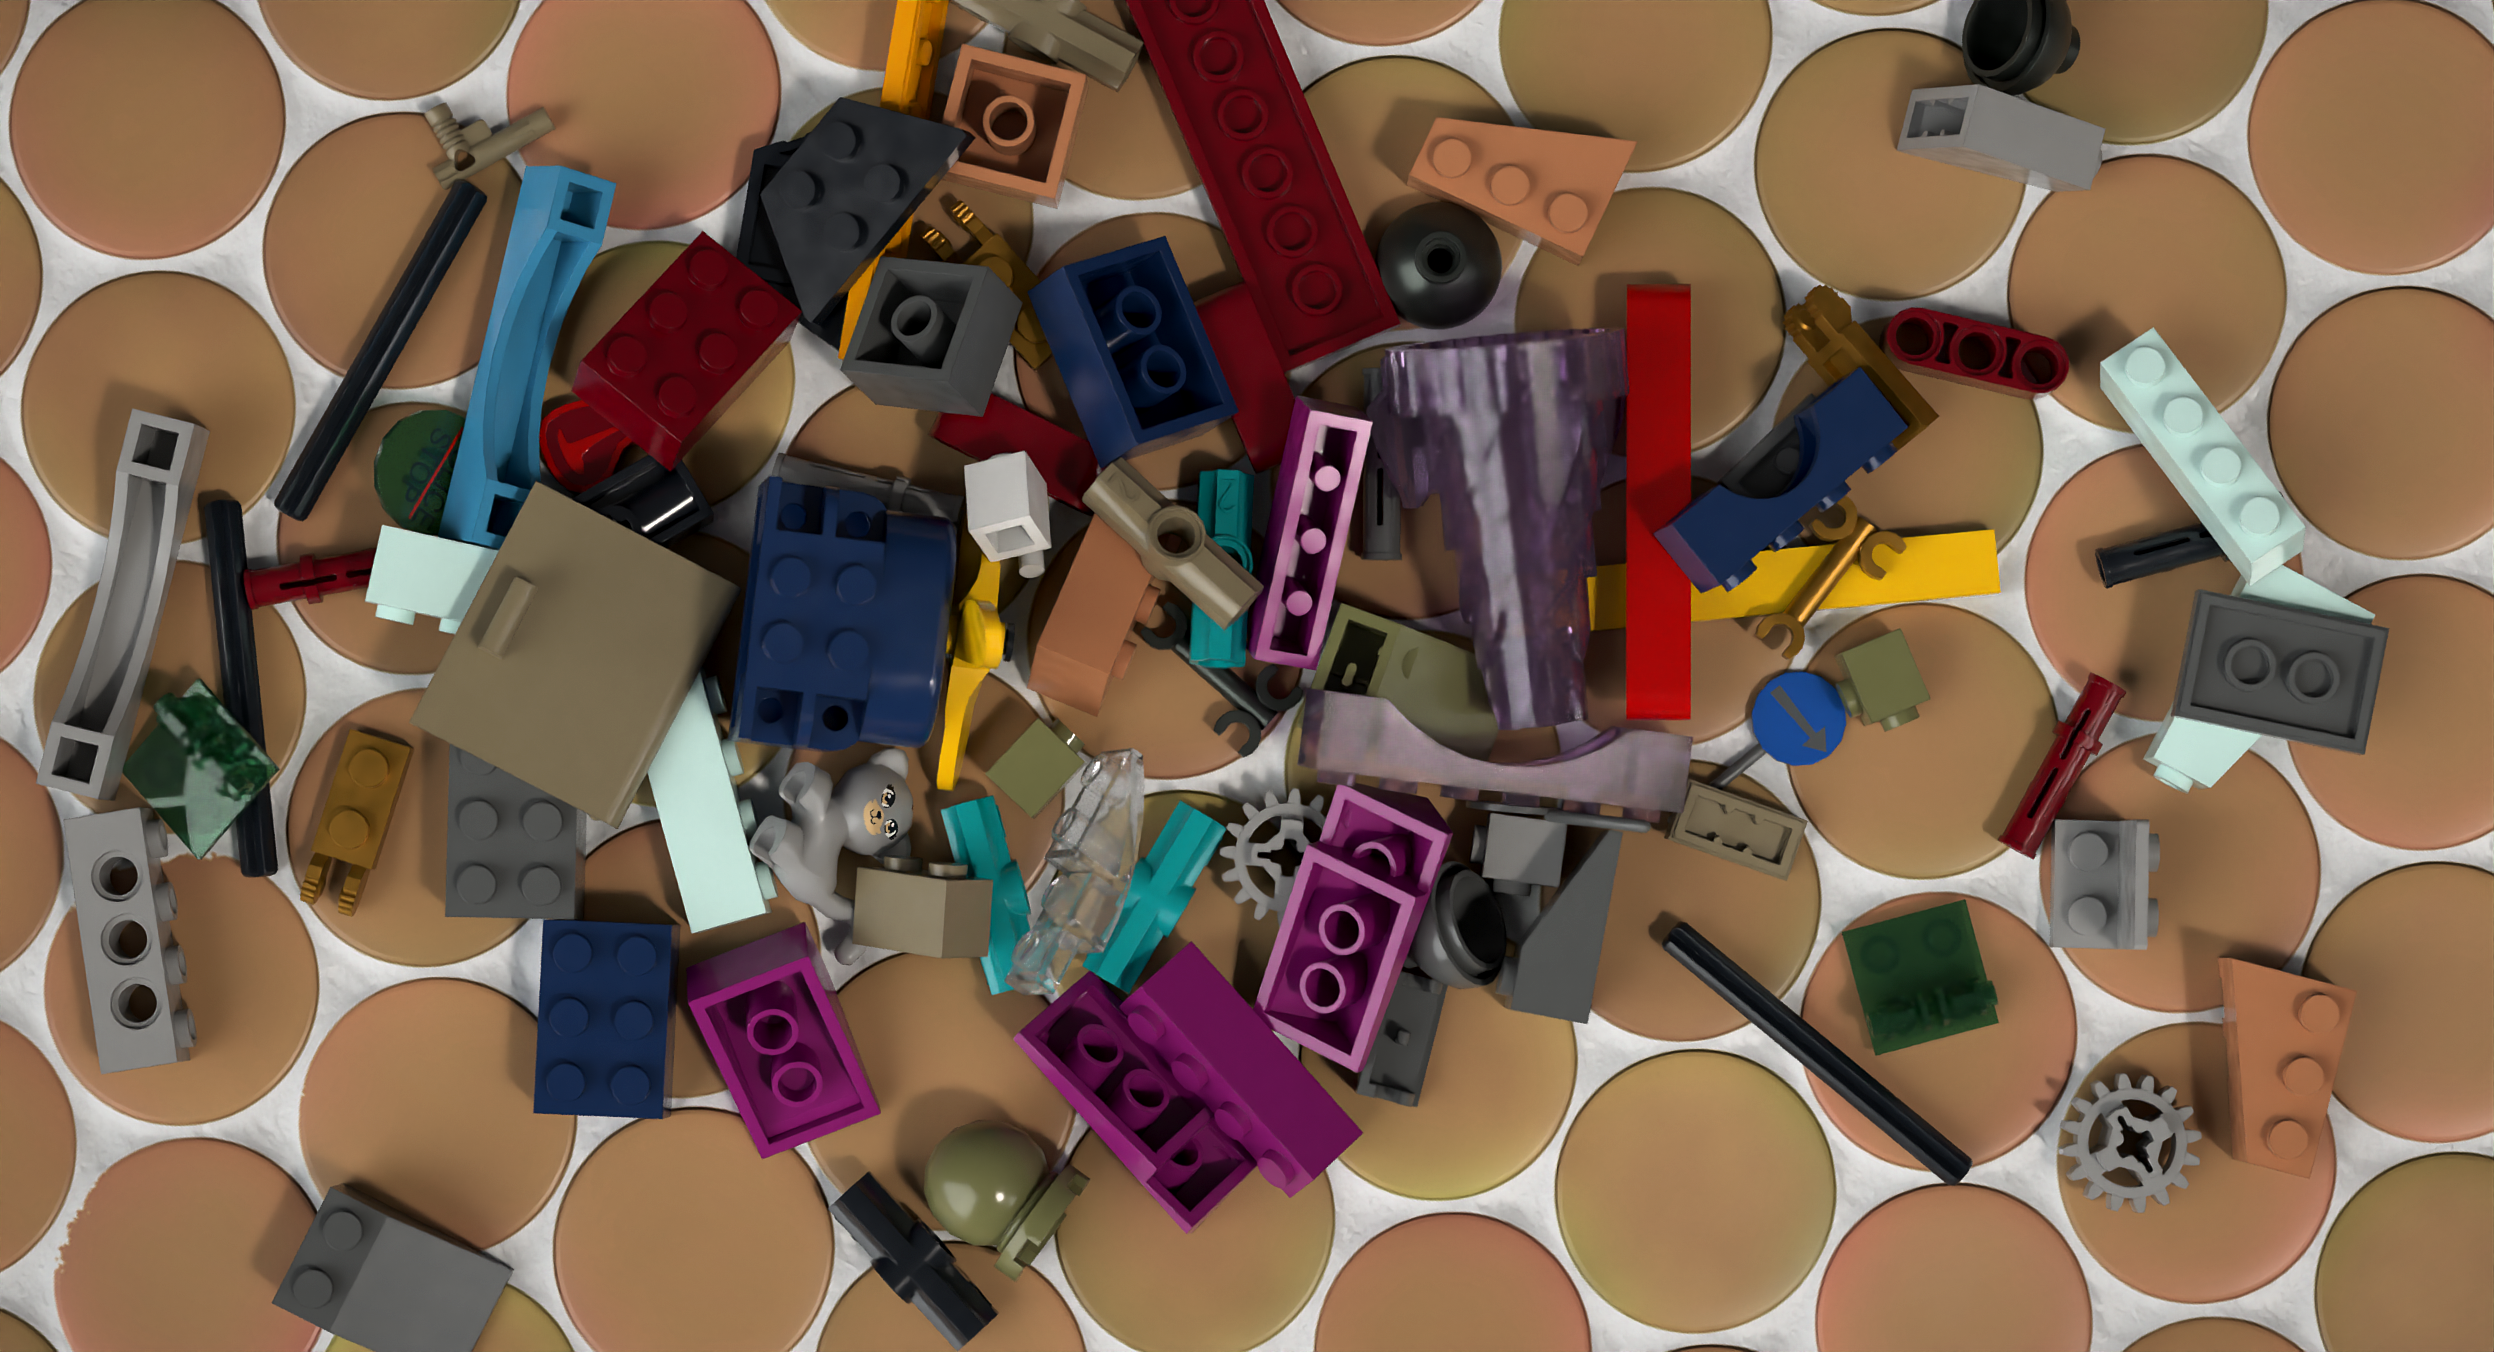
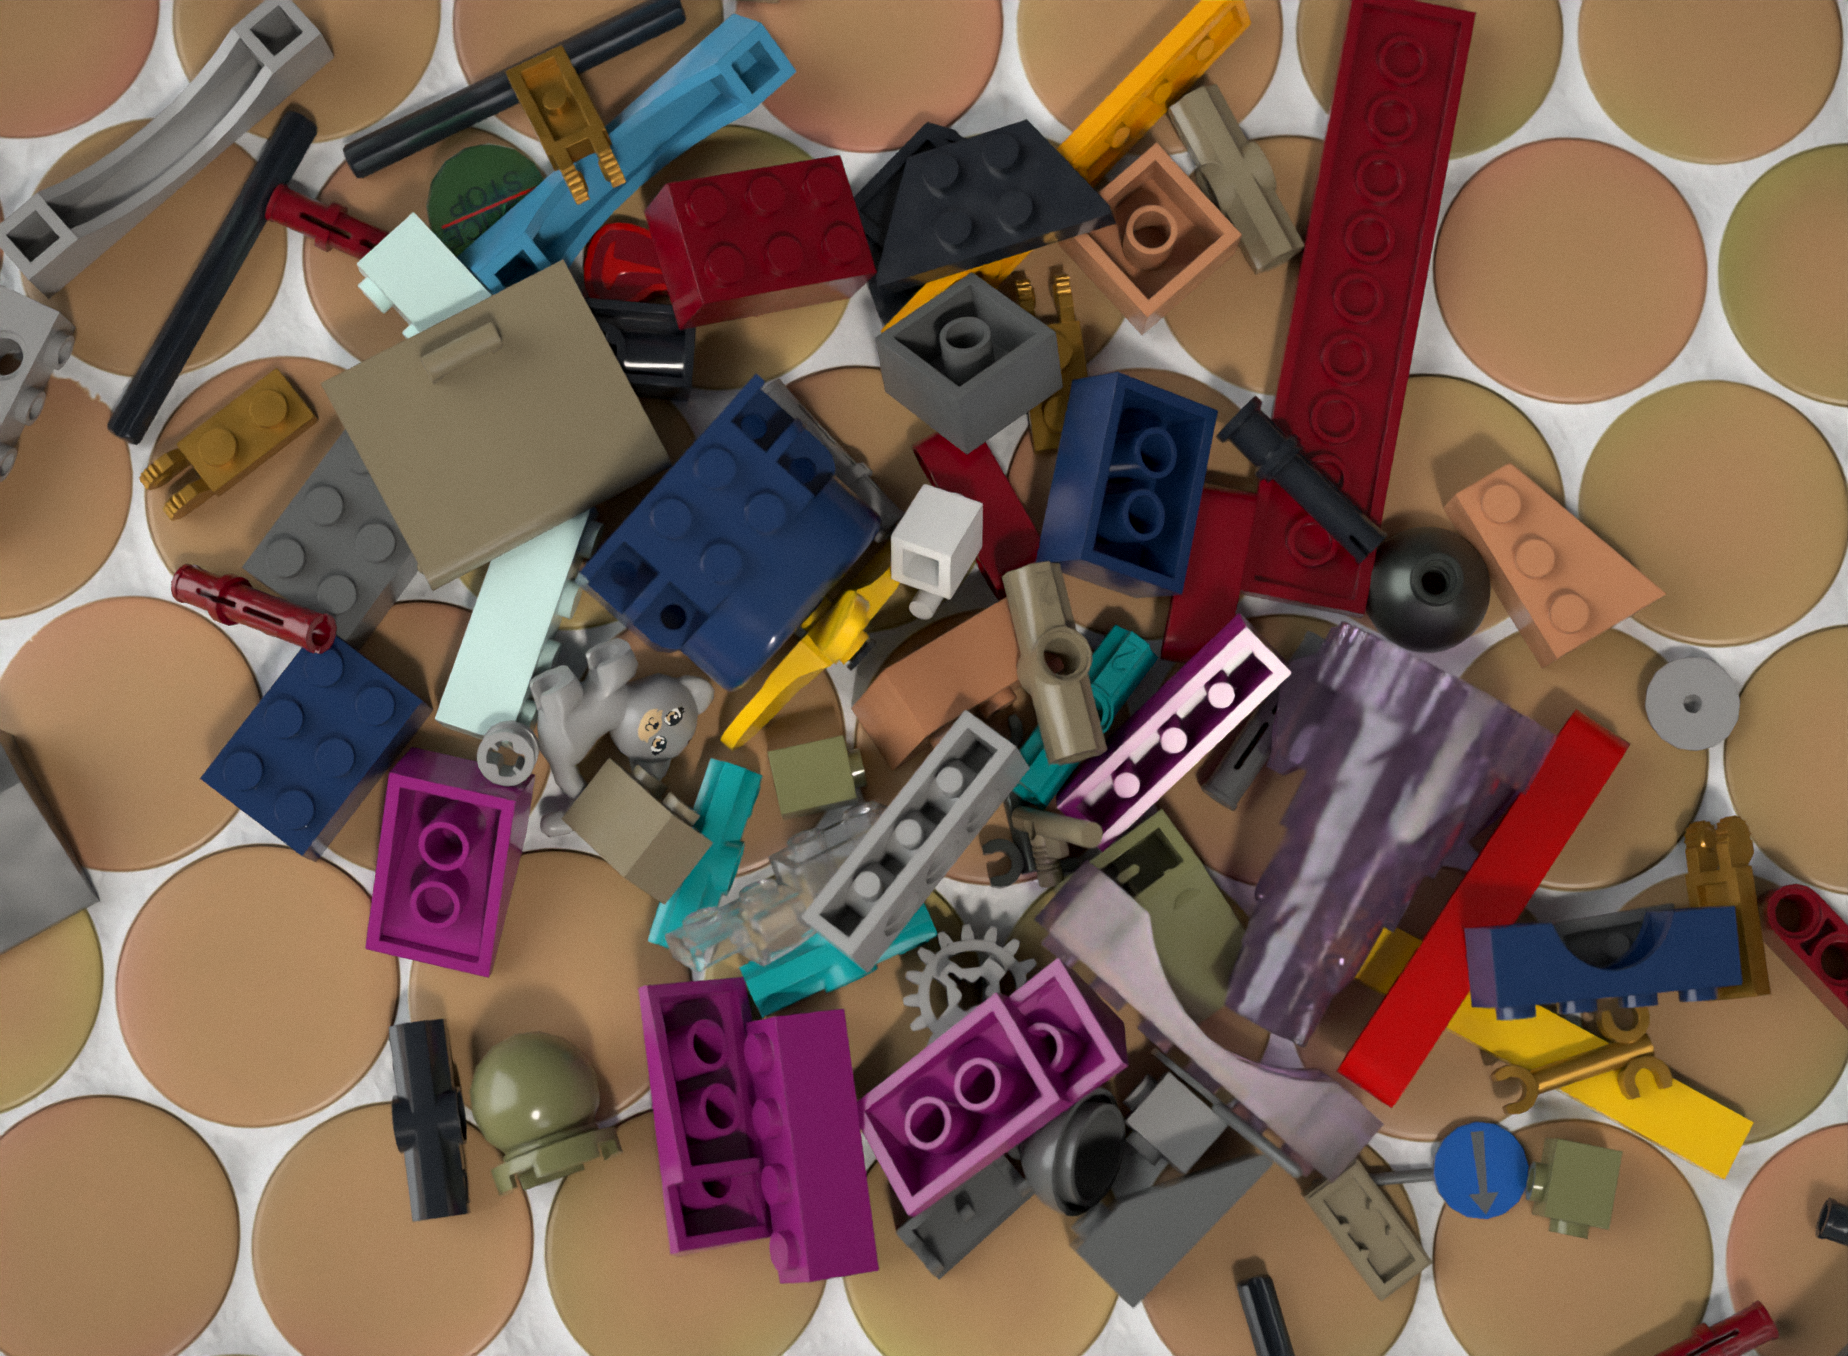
camera: 30 degrees right, 5 degrees down
(198, 767) = (132, 314): clear green hinge -> none
(448, 357) = (564, 118): none -> pearl gold hinge
(457, 947) = (234, 601): none -> dark red pin
(764, 936) = (492, 762): none -> light grey bush
(1159, 766) = (916, 841): none -> light grey brick
(1245, 242) = (1280, 459): none -> black pin
(1265, 687) = (1049, 839): none -> dark tan hose
(1720, 213) = (1692, 703): none -> light grey piece

